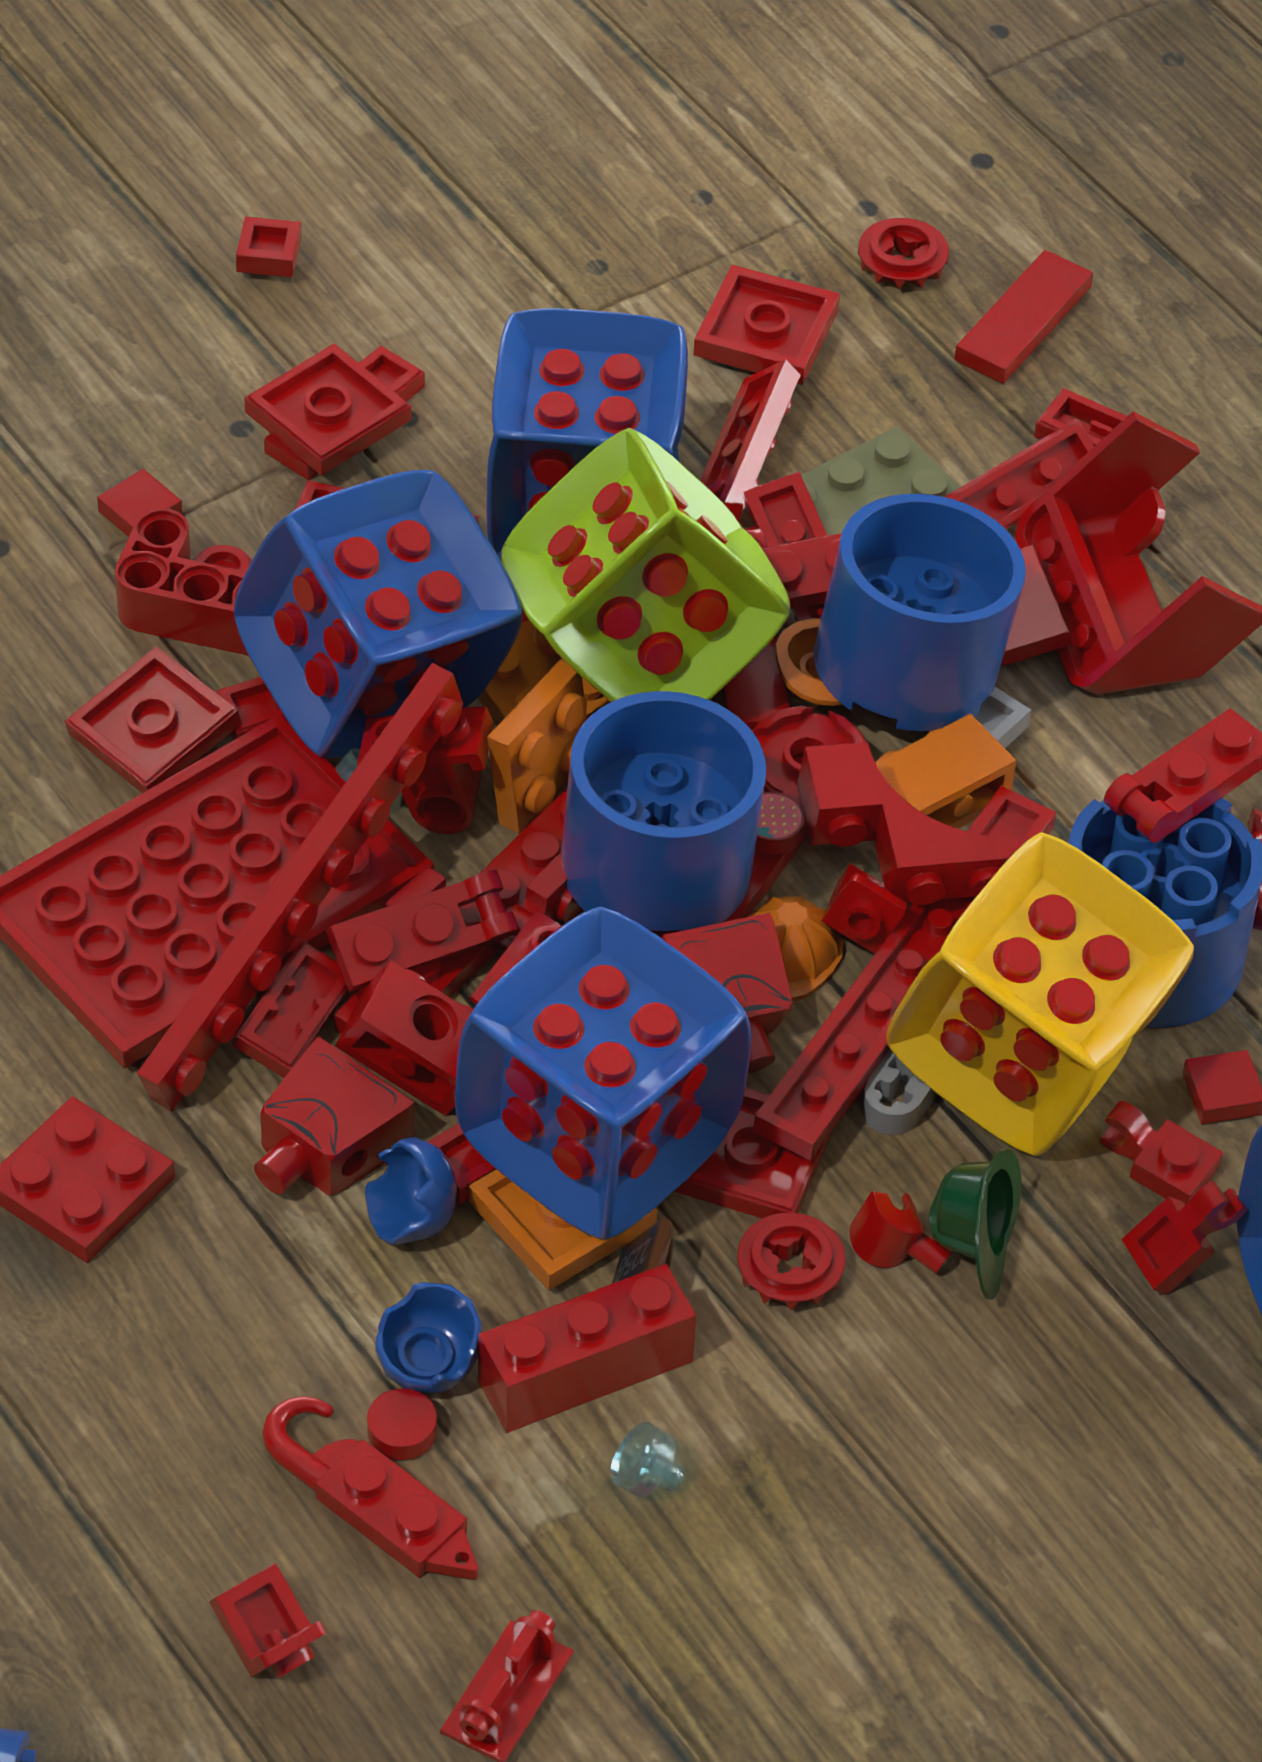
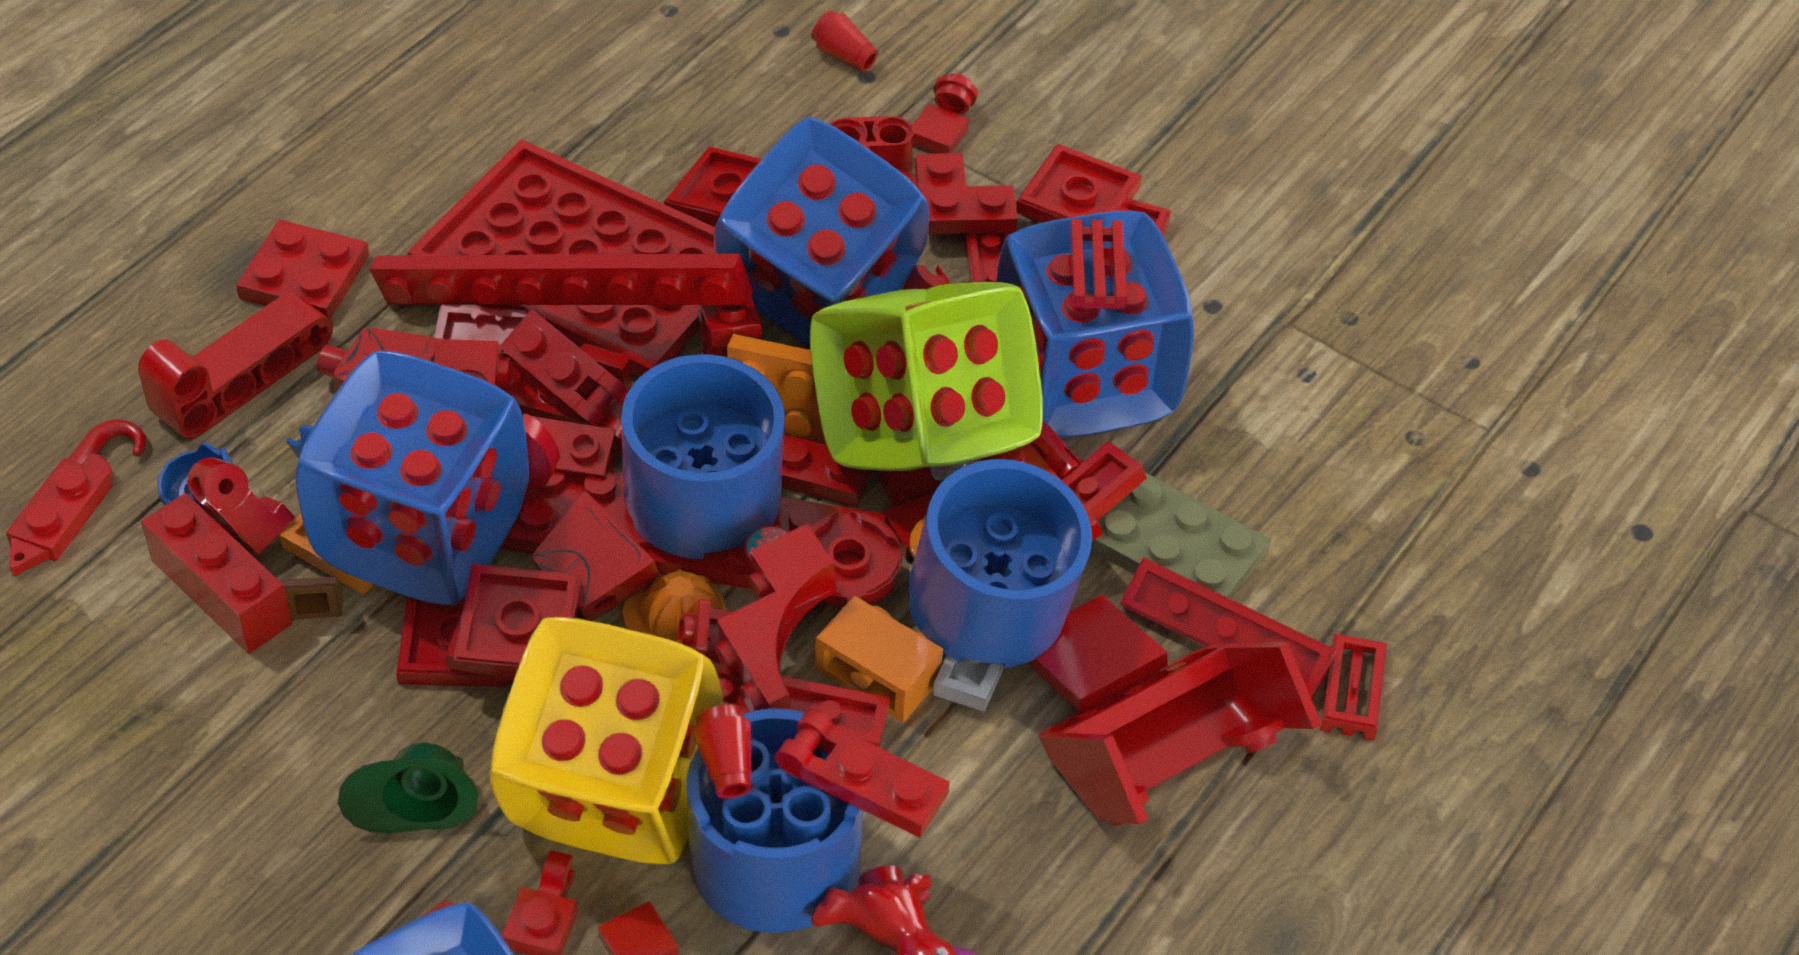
camera: 70 degrees right, 0 degrees up
(94, 467) = (954, 93): none -> red plate
(245, 516) = (960, 207): none -> red plate
(267, 1307) = (207, 388): none -> red beam
(268, 246) = (1233, 123): red plate -> none
(402, 1424) = (133, 495): red tile -> none
(506, 1287) = (226, 497): none -> red leg
(589, 363) = (1098, 235): none -> red tile
(646, 1461) = (125, 639): clear light blue tile -> none
(749, 434) = (1194, 446): red plate -> none
(765, 321) = (1336, 428): red plate -> none
(780, 1238) = (339, 669): red gear -> none
(808, 1059) = (504, 611): none -> red tile
(889, 1235) = (389, 731): red piece -> none
(910, 238) = (1481, 482): red gear -> none
(1023, 316) = (1463, 599): red tile -> none
(1140, 866) = (725, 746): none -> red cone

